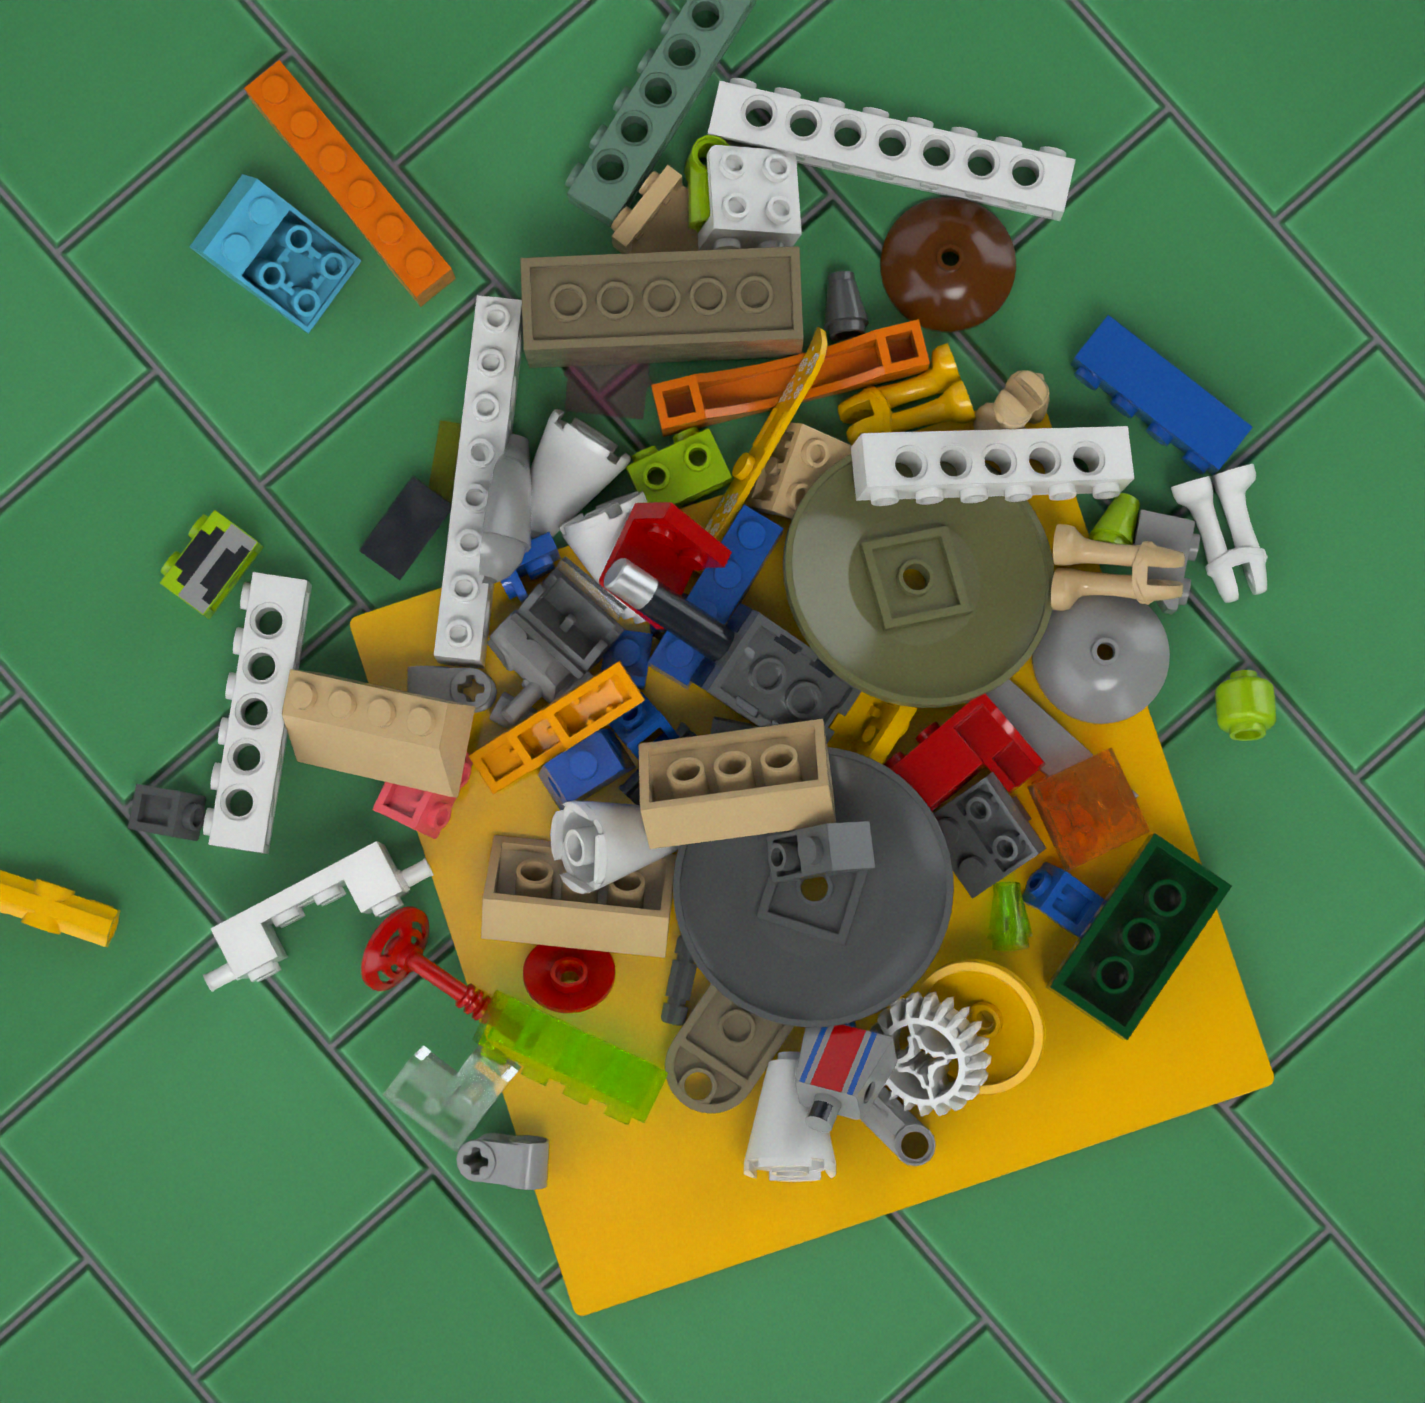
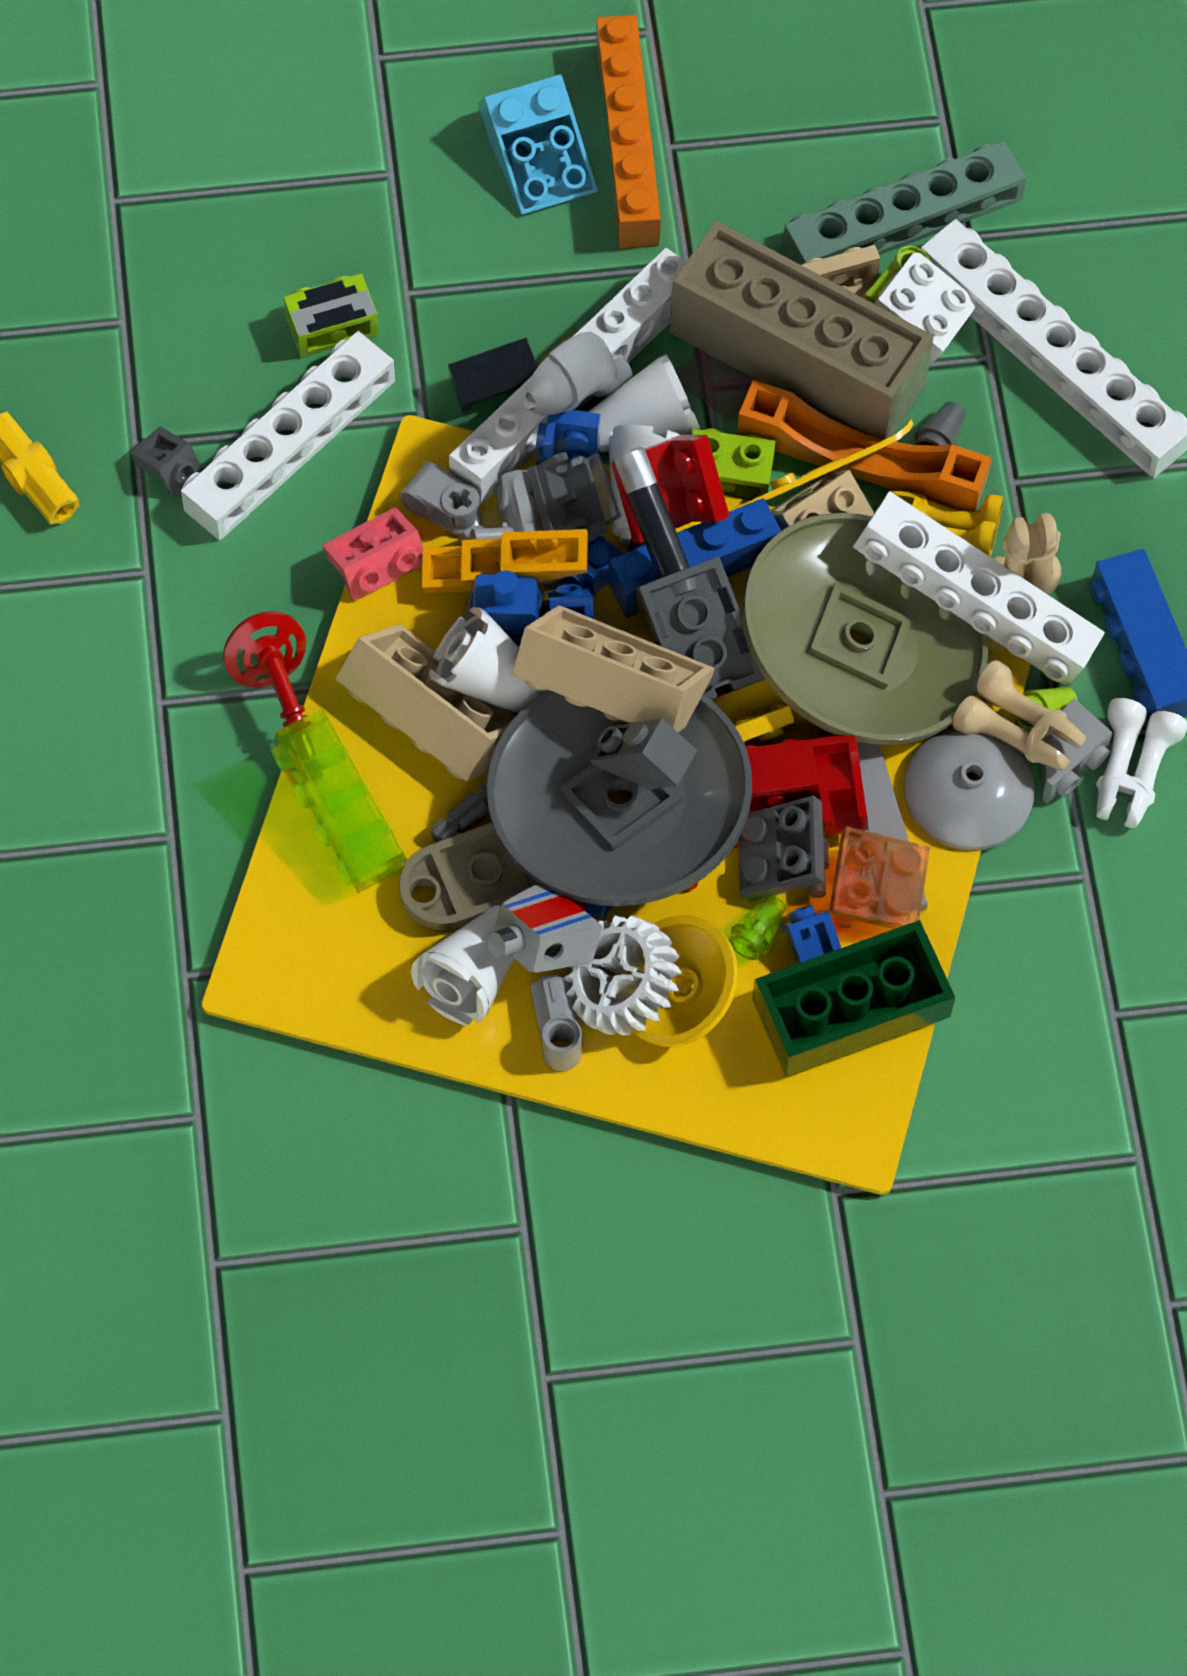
camera: 30 degrees right, 20 degrees down
(250, 940) = (207, 566): white brick -> none
(377, 731) = (368, 485): tan slope -> none
(447, 1100) = (231, 783): clear brick -> none
(506, 1160) = (233, 851): light grey piece -> none
(551, 966) = (382, 748): red dish -> none
(943, 295) = (1041, 474): reddish brown dish -> none
(1245, 706) = (1060, 896): lime head -> none

